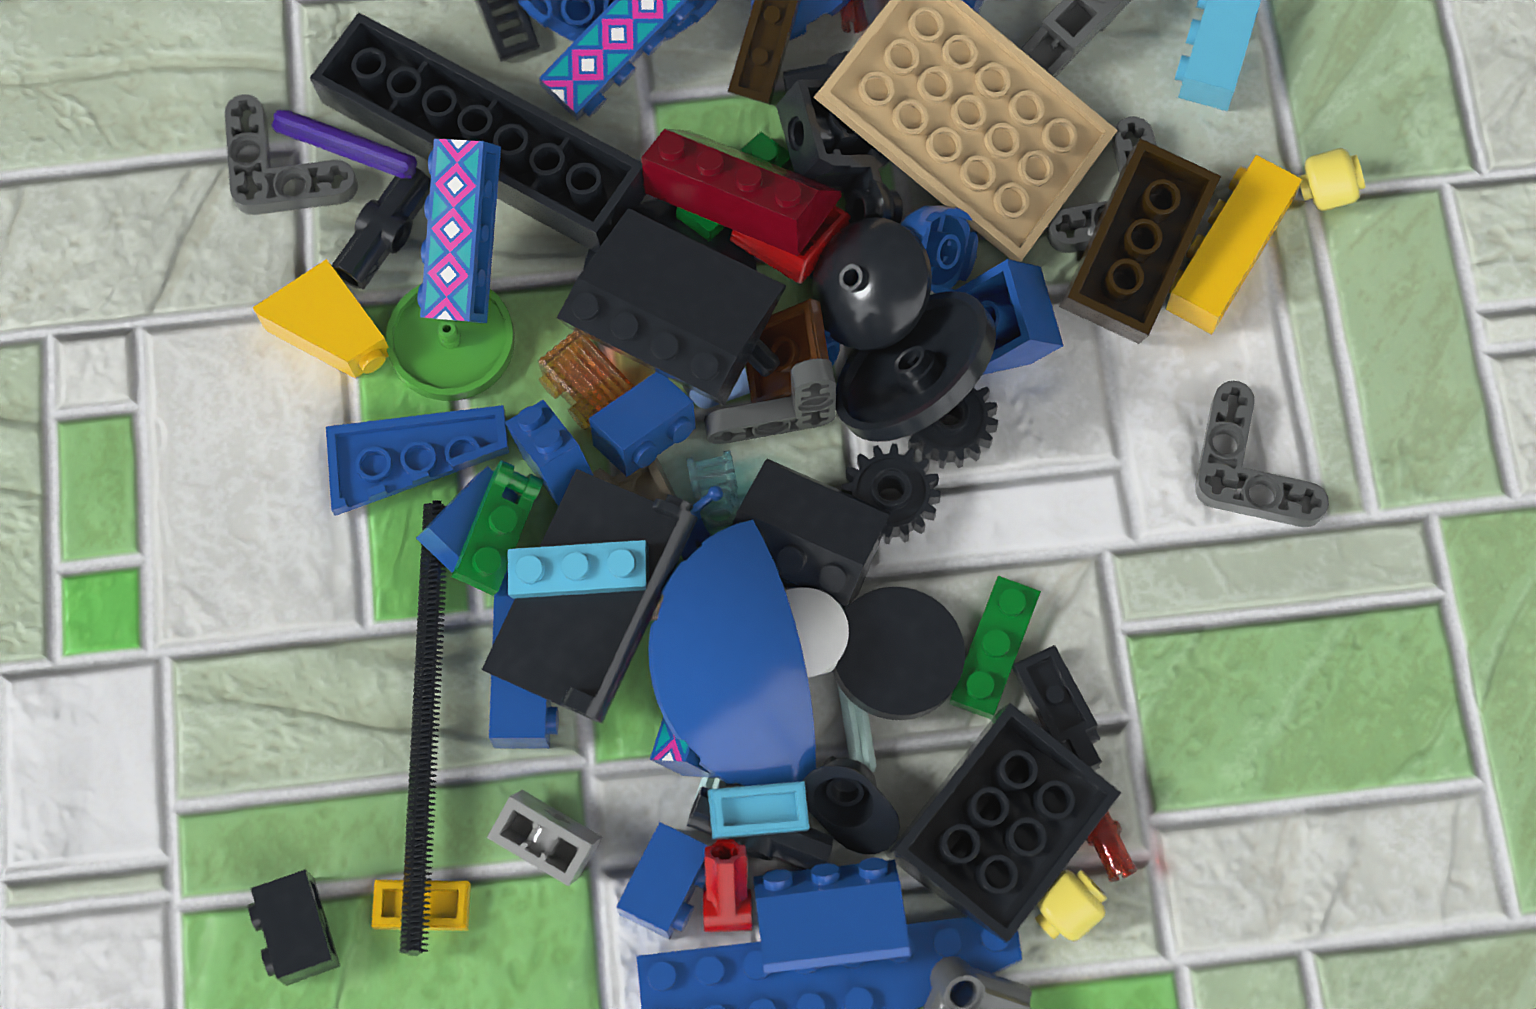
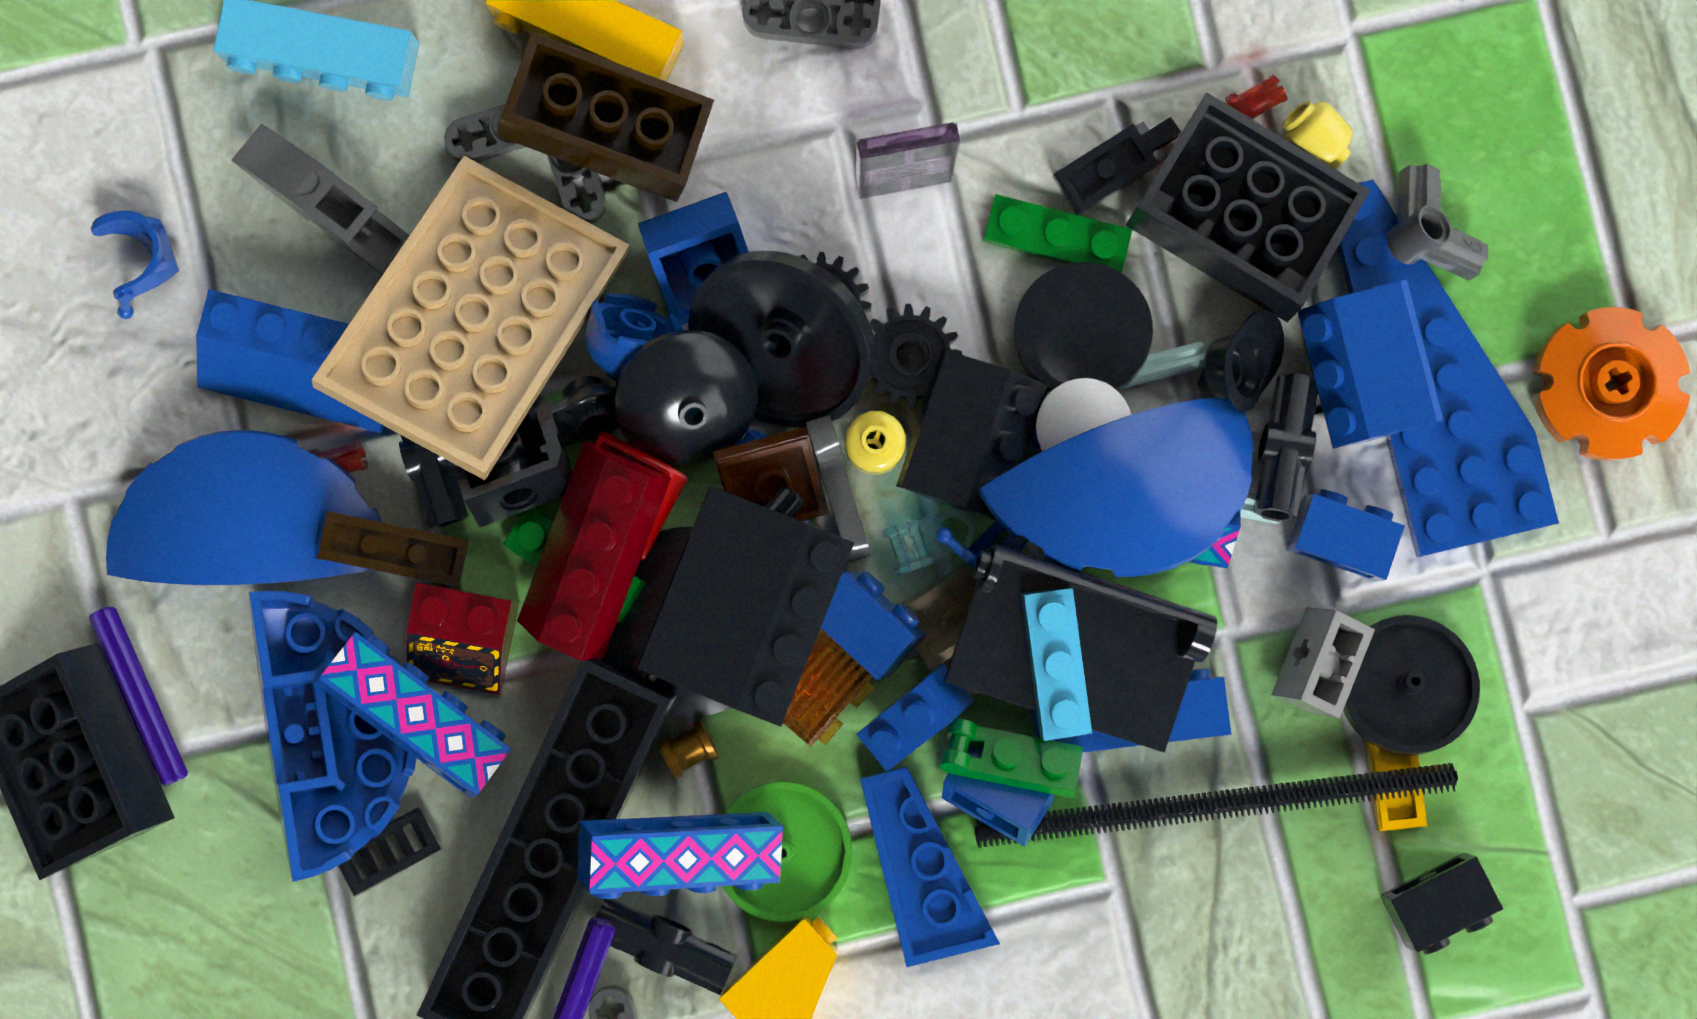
camera: 100 degrees left, 15 degrees up
(510, 926) = (1413, 687): none -> black piece
(553, 265) = (688, 749): none -> pearl gold bush
(684, 87) = (461, 637): none -> dark red slope
(726, 896) = (1350, 472): red piece -> none
(758, 810) = (1278, 447): medium azure tile -> none
(812, 449) = (875, 460): none -> light yellow head
(1071, 483) = (906, 160): none -> tile

